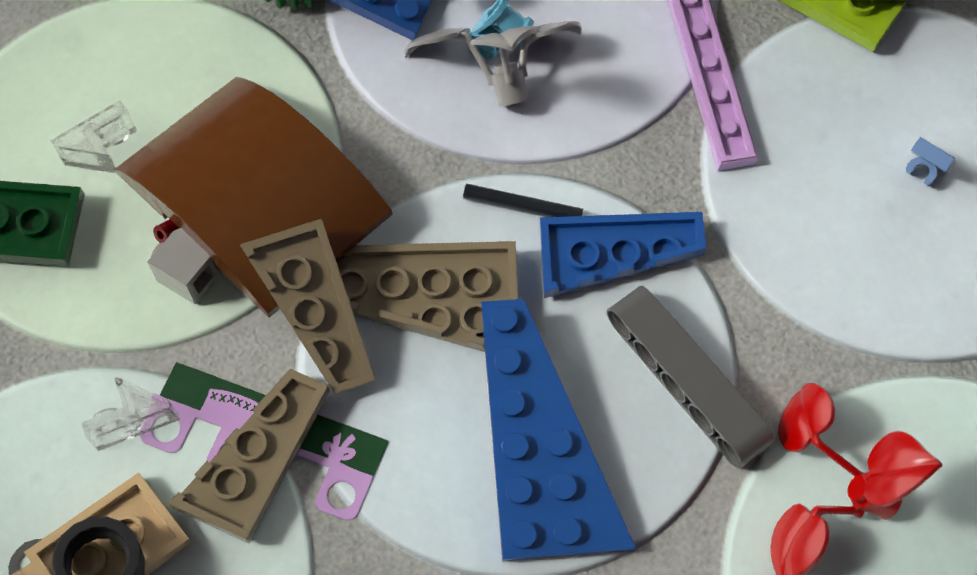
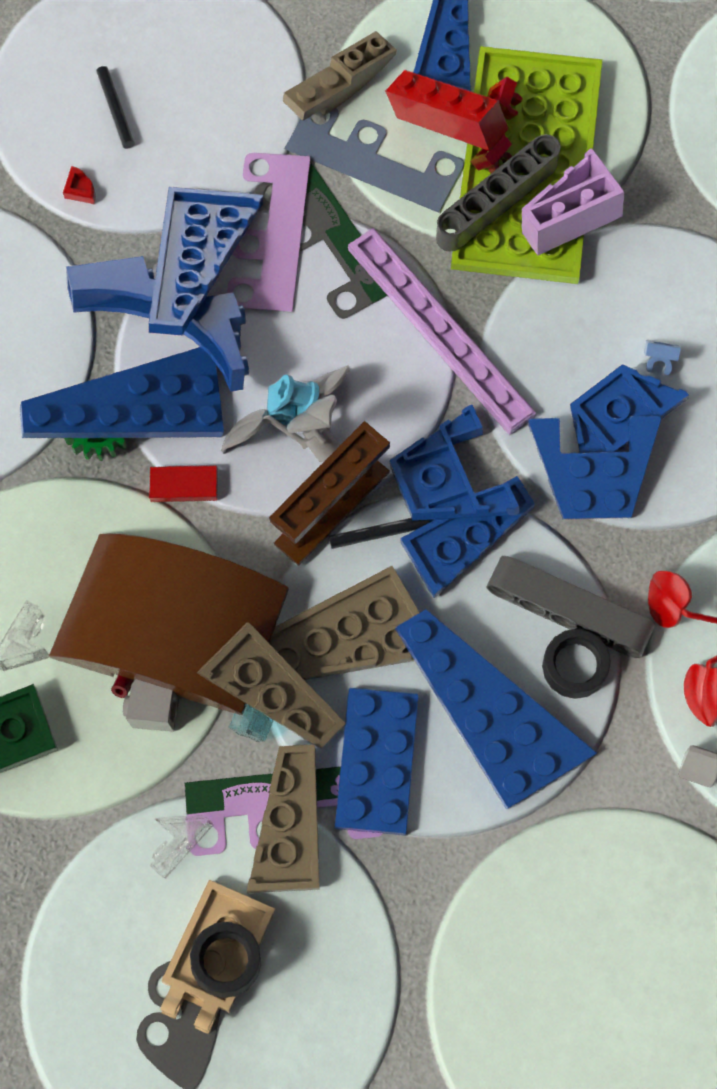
camera: 25 degrees left, 5 degrees up
(275, 333) = (251, 724): none -> clear light blue piece
(347, 66) = (183, 483): none -> red tile
(387, 439) = (376, 762): none -> blue plate
(485, 132) = (330, 493): none -> reddish brown fence
(610, 175) = (435, 480): none -> blue wing
(674, 409) = (585, 639): none -> black tyre
(787, 258) = (599, 482): none -> blue wing
(851, 198) = (604, 410): none -> blue wing

